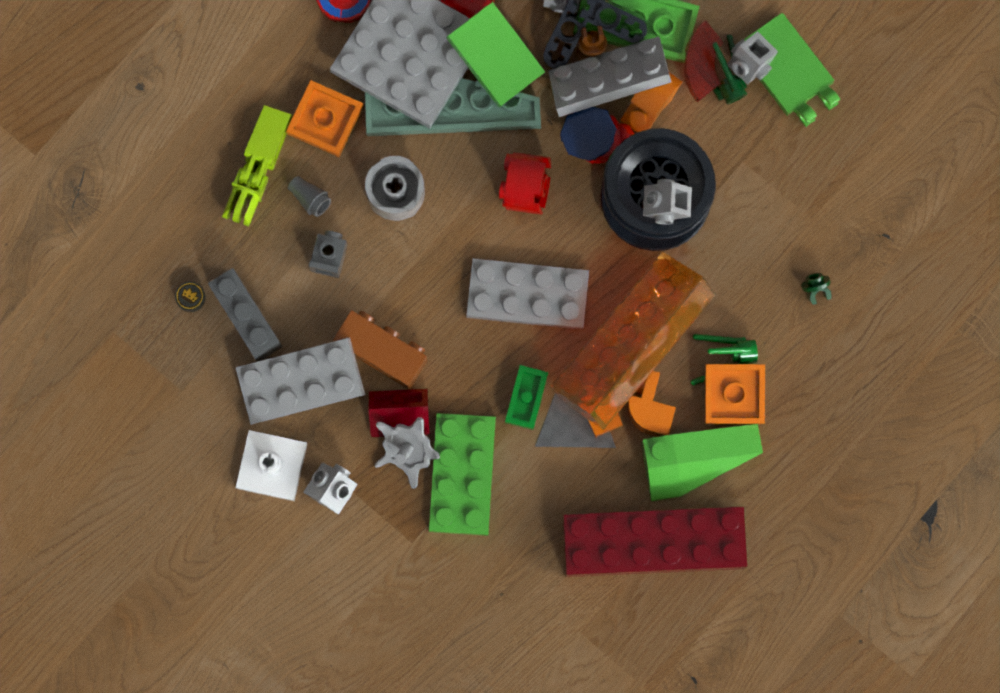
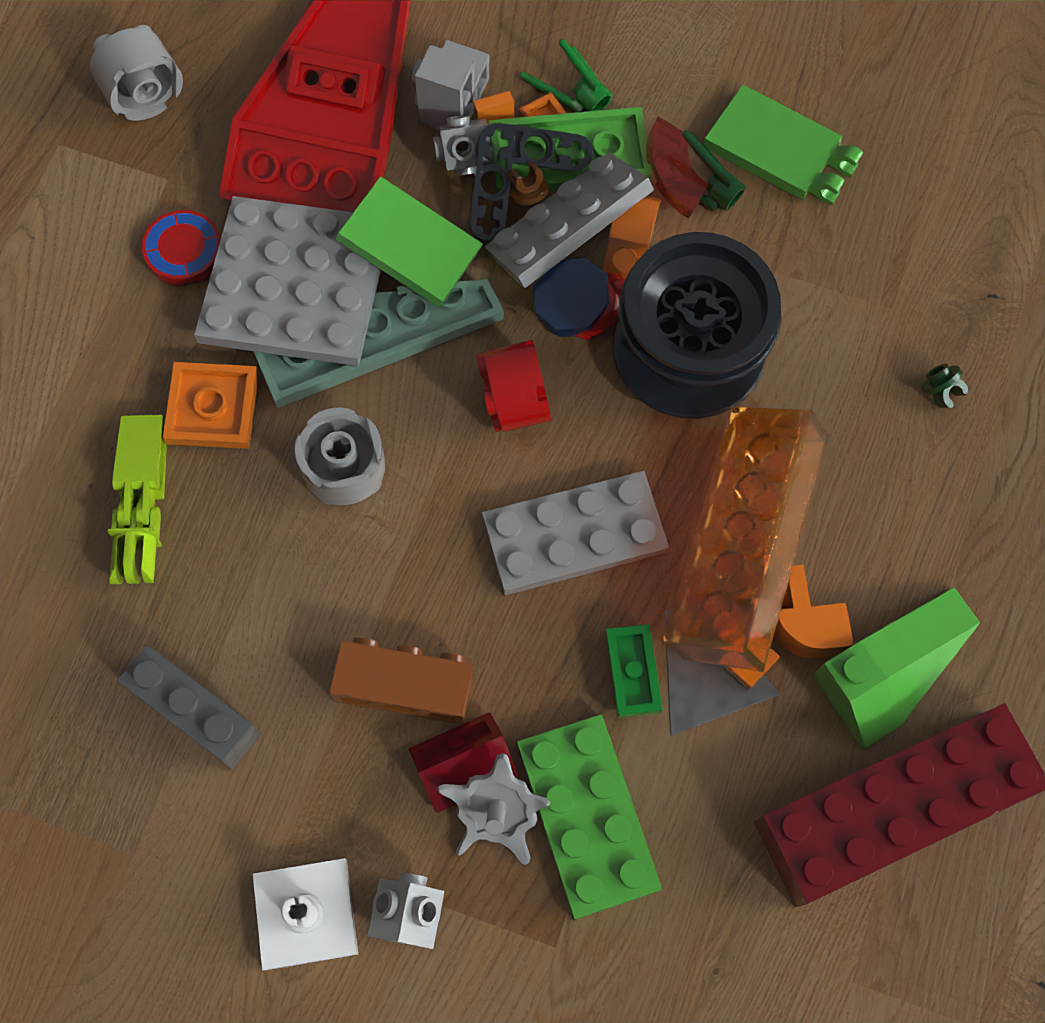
camera: 25 degrees left, 10 degrees down
(190, 296) = (101, 712): tile -> none
(300, 381) = (302, 771): light grey plate -> none
(311, 197) = (228, 512): dark grey cone -> none
(331, 264) = (286, 592): dark grey brick -> none
(661, 200) = (731, 314): light grey brick -> none
(735, 393) = (909, 557): orange plate -> none
(741, 350) = (888, 500): green plant -> none
(752, 58) = (737, 136): light grey brick -> none

